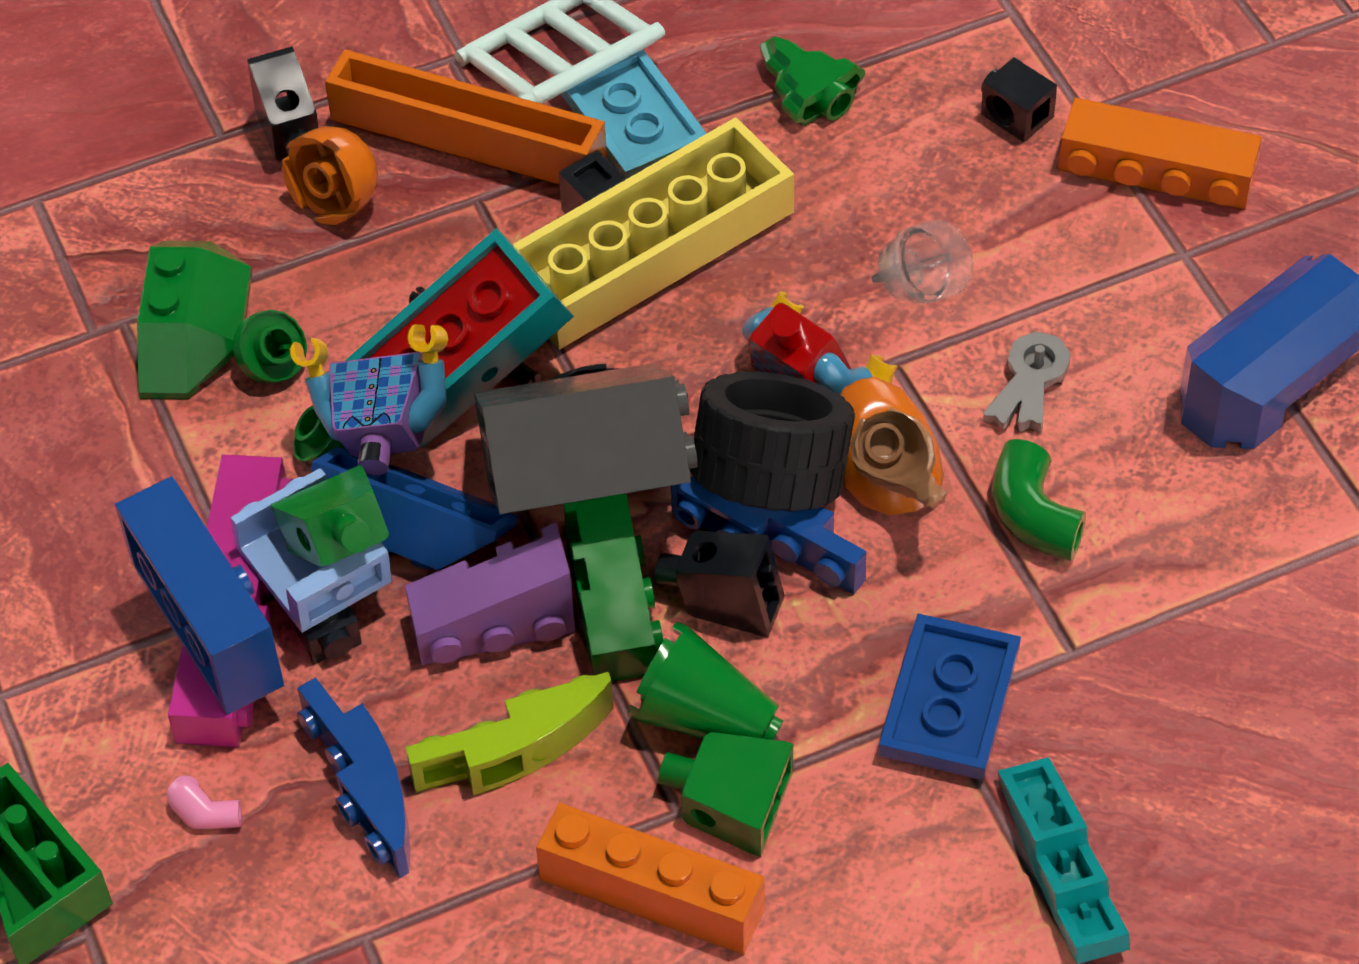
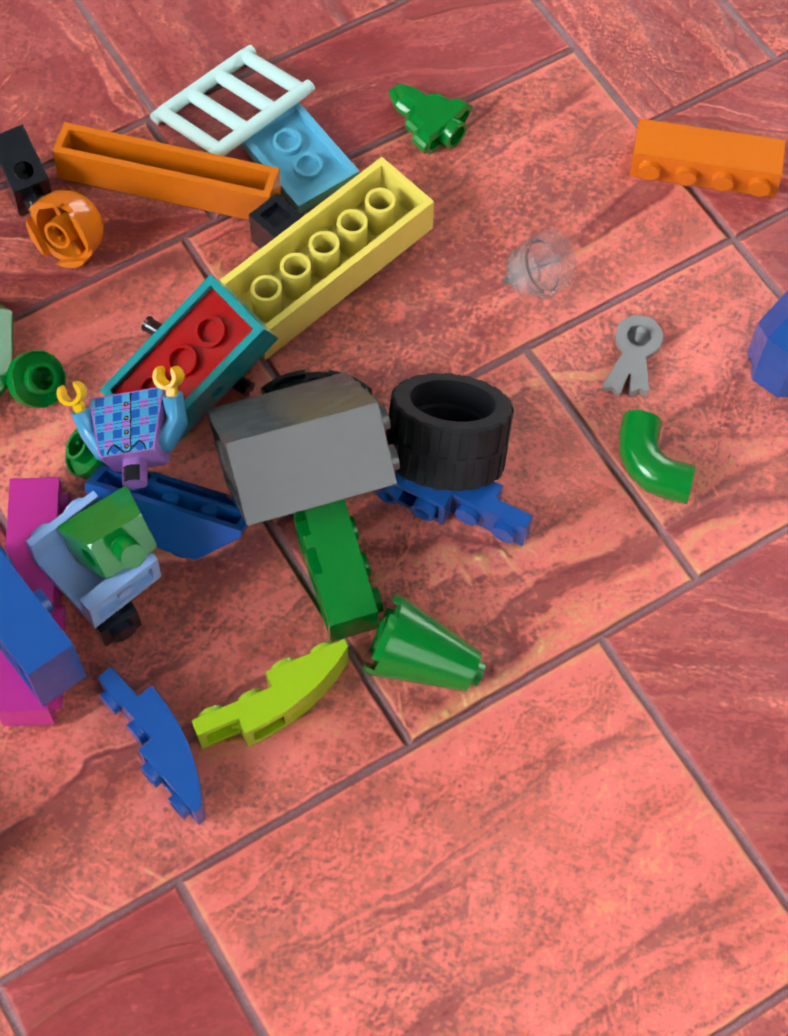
camera: 10 degrees left, 10 degrees up
(198, 810) = (28, 784): bright pink arm -> none
(494, 604) = (244, 587): medium lavender wedge -> none
(651, 878) = (400, 810): orange brick -> none
(726, 579) = (424, 548): black torso -> none
(732, 787) = (452, 724): green torso -> none
(797, 347) = (457, 350): torso -> none
(891, 451) = (542, 428): hat -> none
(949, 696) = (611, 629): blue plate -> none
(1018, 99) = (593, 121): black brick -> none
(1063, 860) = (717, 759): teal slope -> none

